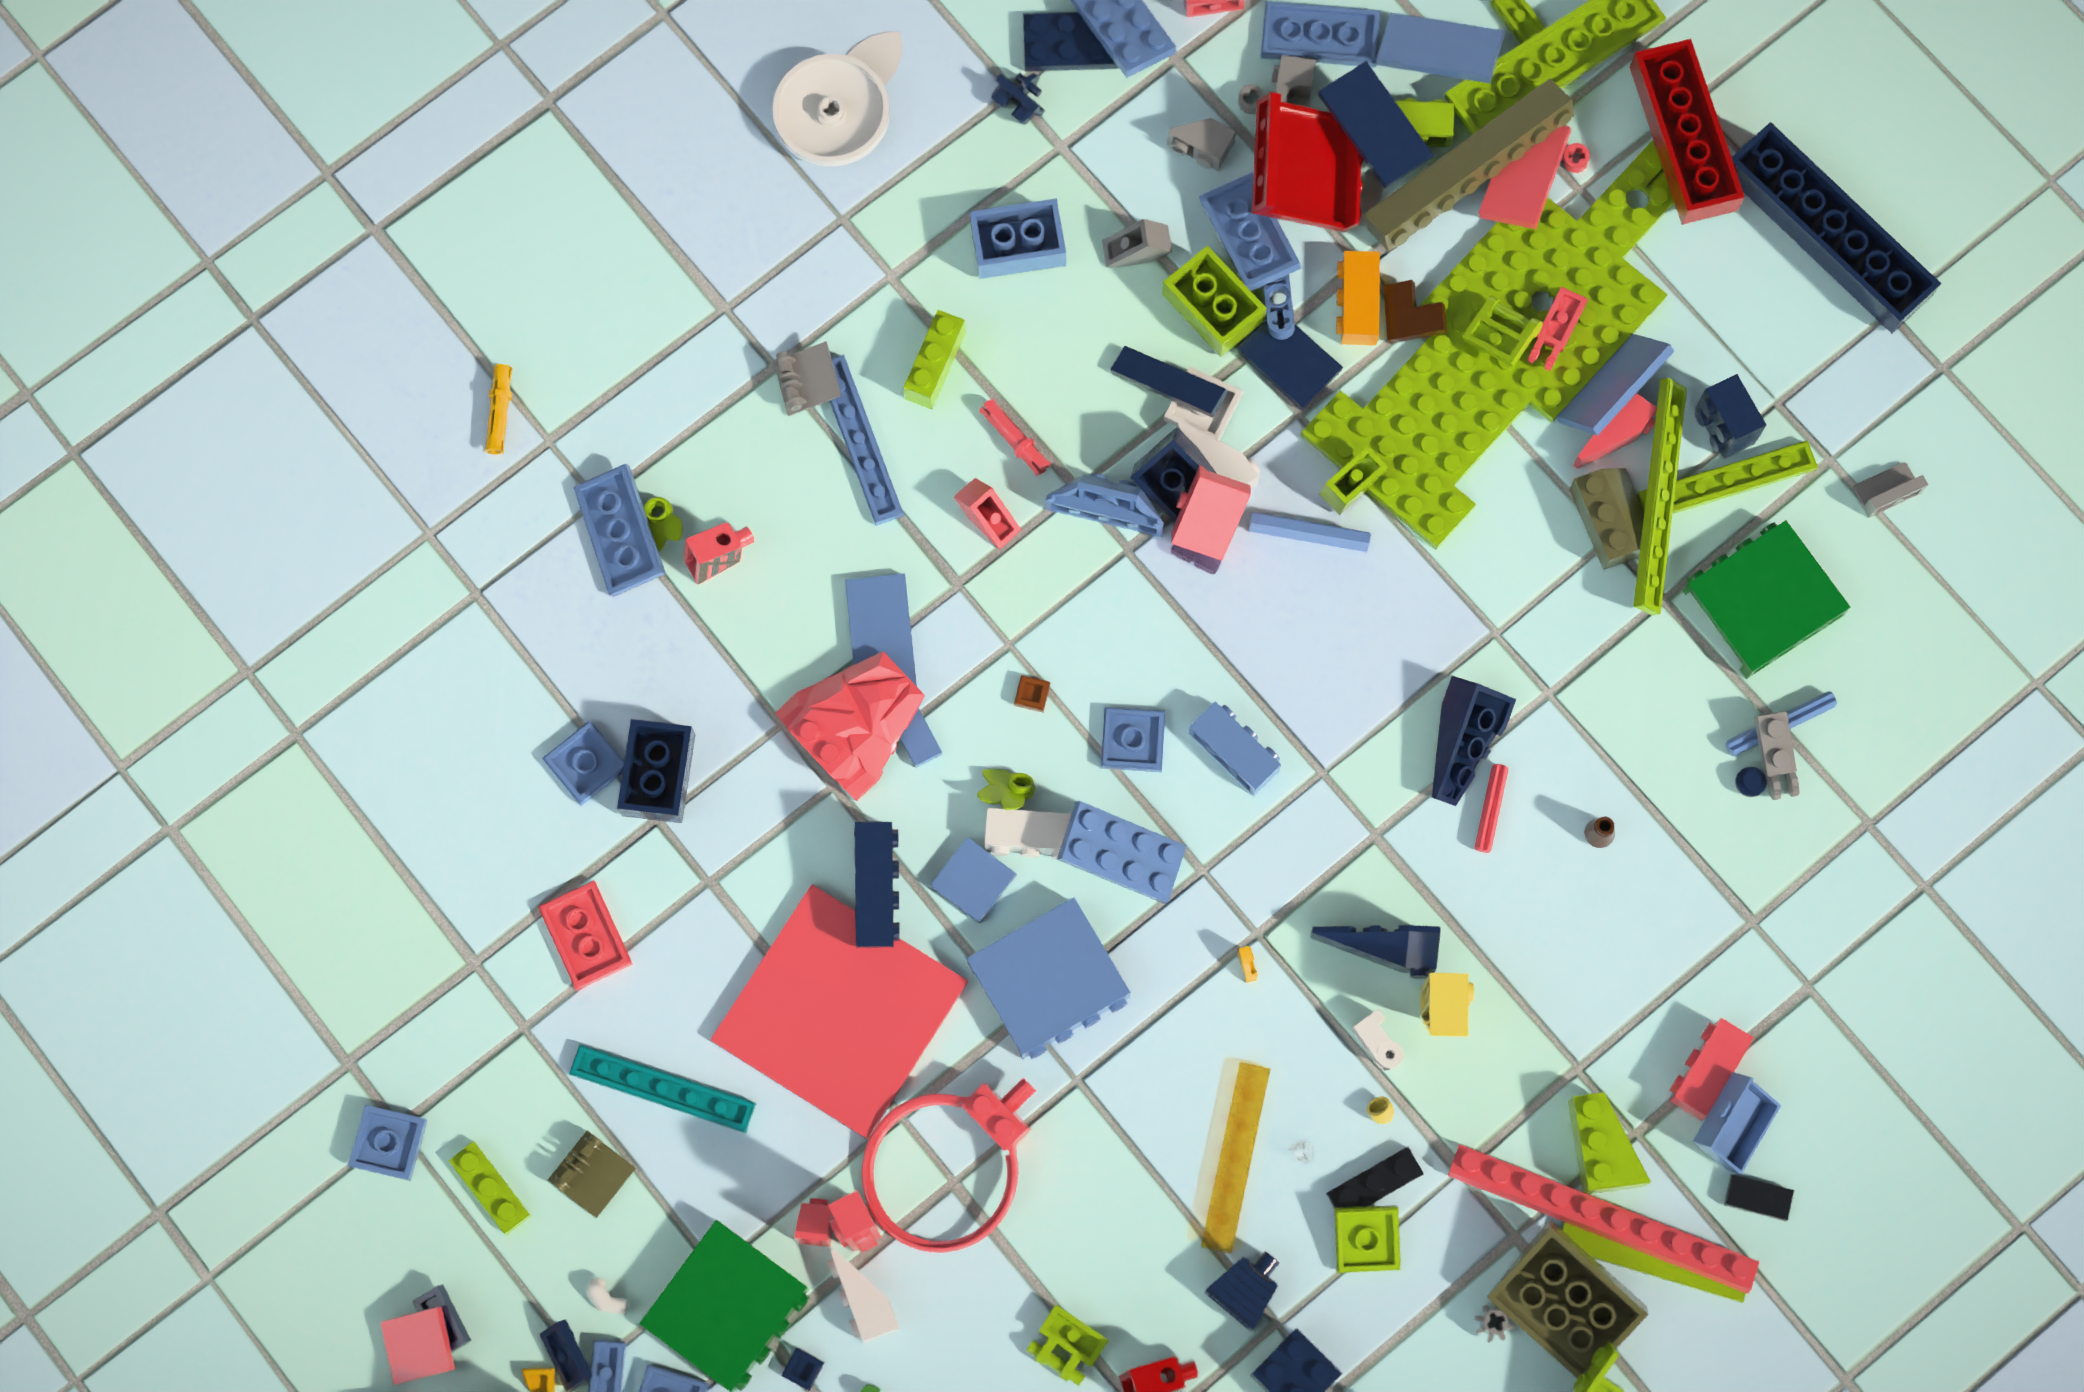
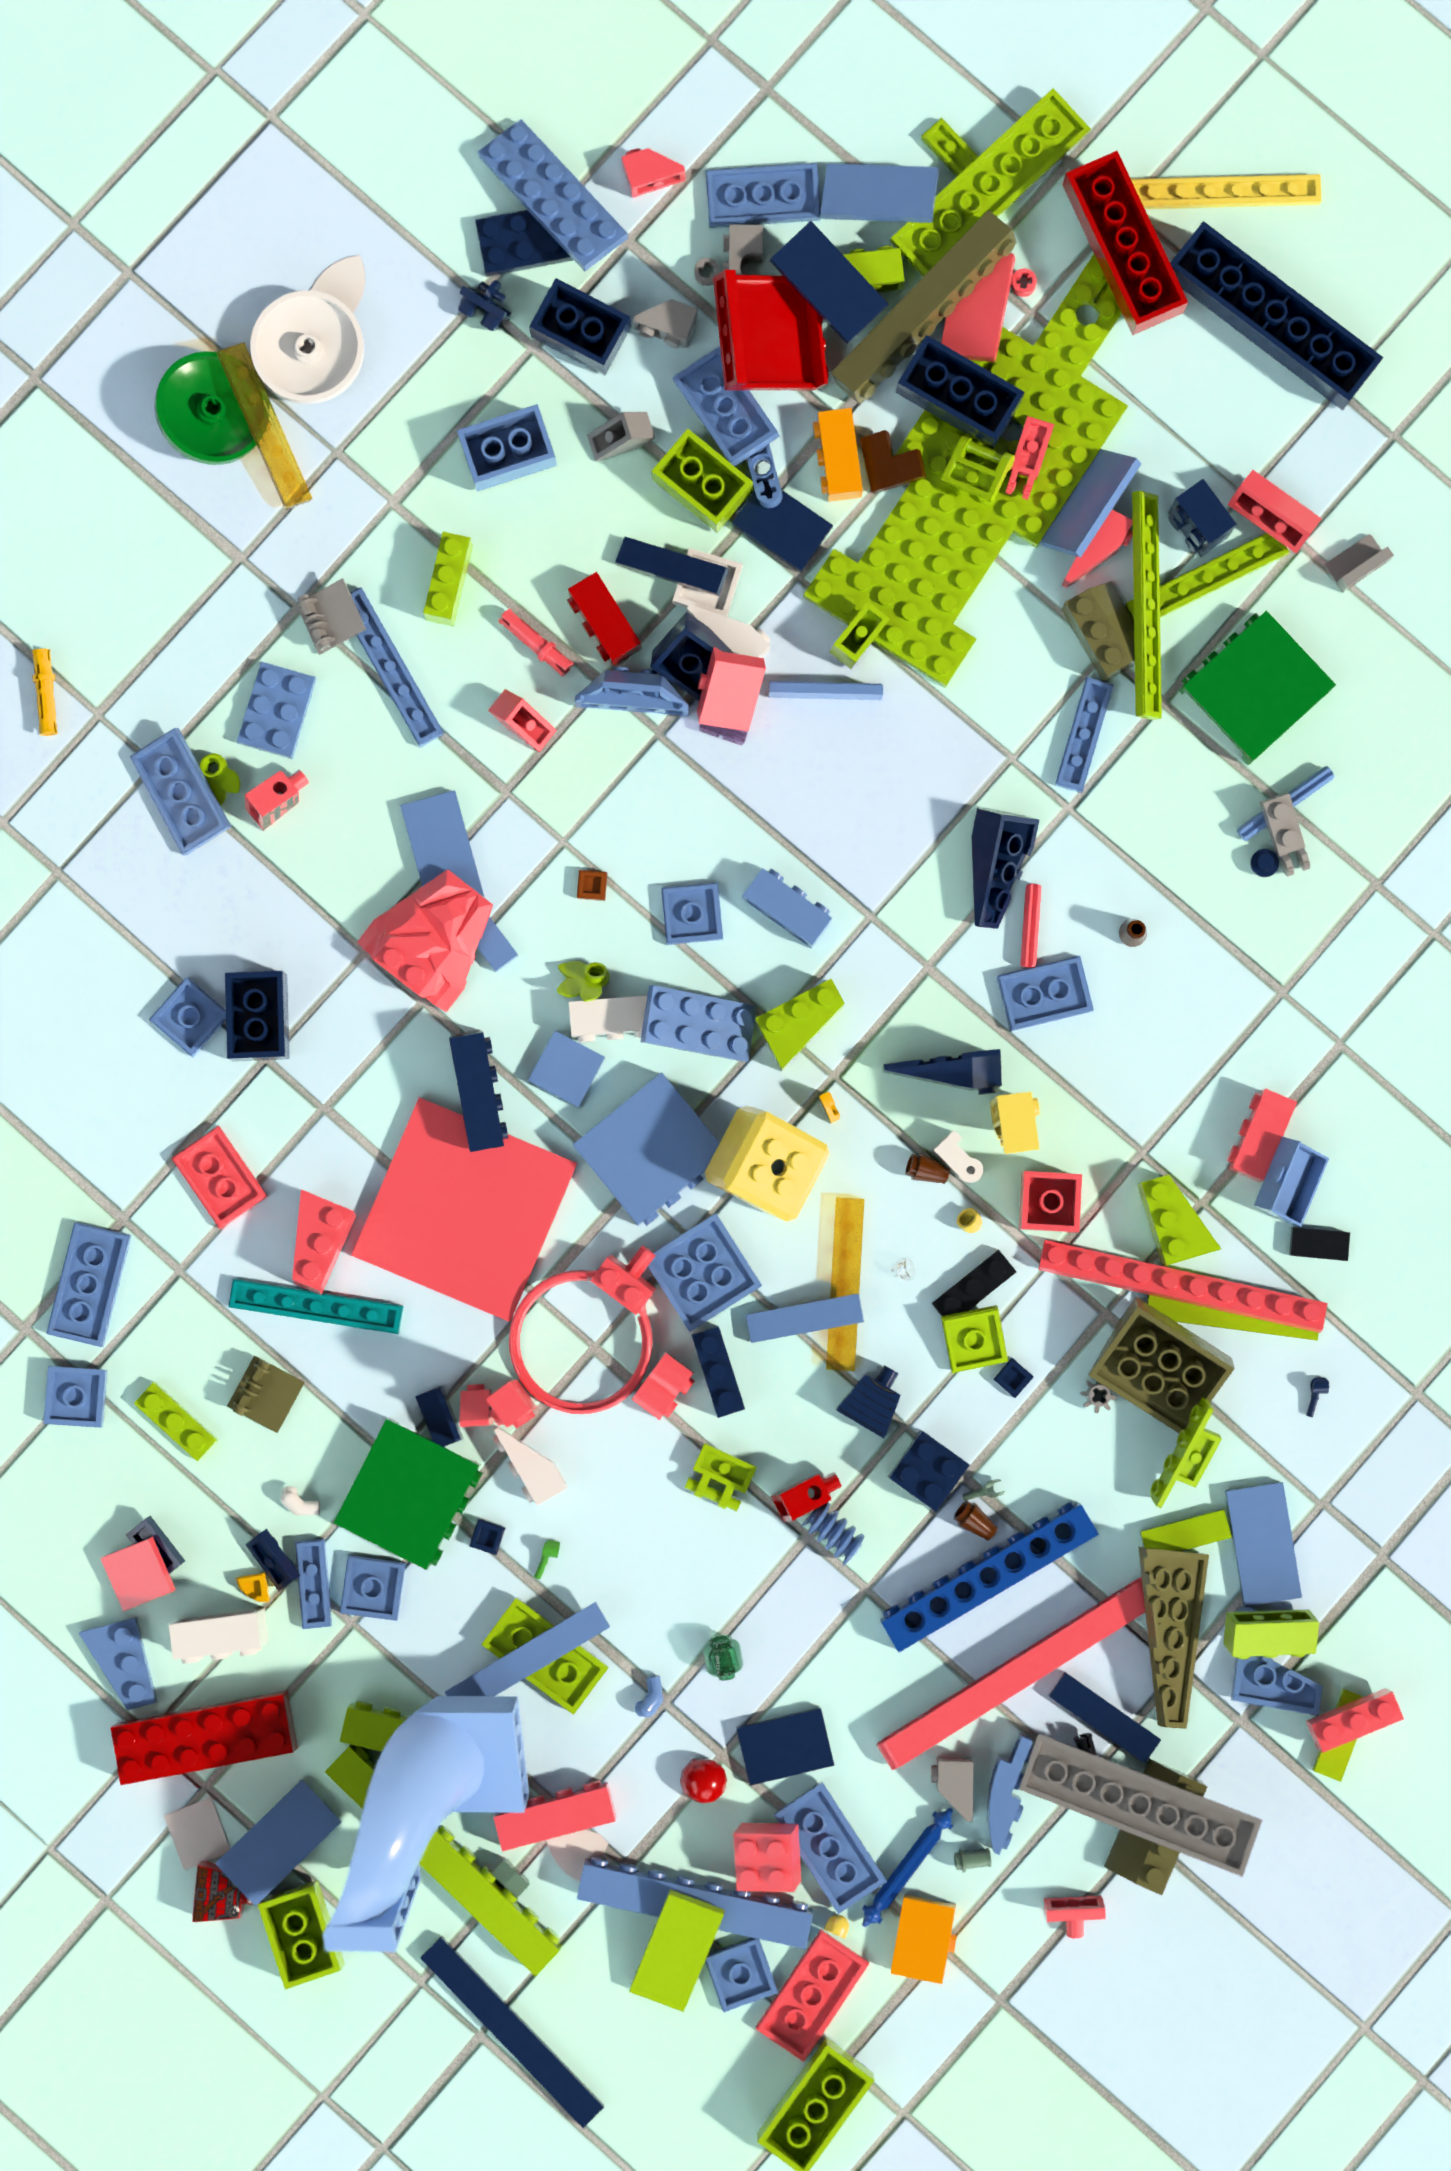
camera: 10 degrees left, 10 degrees up
(425, 1026) = (88, 1284): none -> medium blue tile
(679, 1017) = (319, 1240): none -> coral wedge
(722, 154) = (201, 411): none -> green dish
(734, 464) = (276, 710): none -> medium blue plate
(773, 180) = (264, 426): none -> clear yellow tile
(774, 1228) = (439, 1416): none -> dark blue panel
(1021, 1235) = (663, 1386): none -> coral brick
(1083, 1228) = (718, 1372): none -> dark blue brick
(1084, 1119) = (703, 1272): none -> medium blue plate
(1089, 424) = (603, 619): none -> red brick
(1113, 131) = (580, 326): none -> dark blue brick
(1147, 1004) = (746, 1156): none -> light yellow plate
(1186, 1186) = (805, 1318): none -> medium blue tile
(1228, 867) = (798, 1021): none -> lime wedge
(1341, 1047) = (926, 1169): none -> reddish brown cone
(1403, 1289) = (1013, 1377): none -> dark blue tile
(1471, 1102) = (1050, 1202): none -> coral brick
(1494, 251) = (959, 392): none -> dark blue brick
(1496, 882) = (1045, 993): none -> medium blue tile
(1575, 620) = (1084, 735): none -> medium blue tile
(1737, 1353) = (1317, 1387): none -> dark blue hand
(1802, 101) = (1229, 191): none -> light yellow tile
(1807, 422) = (1274, 511): none -> coral brick

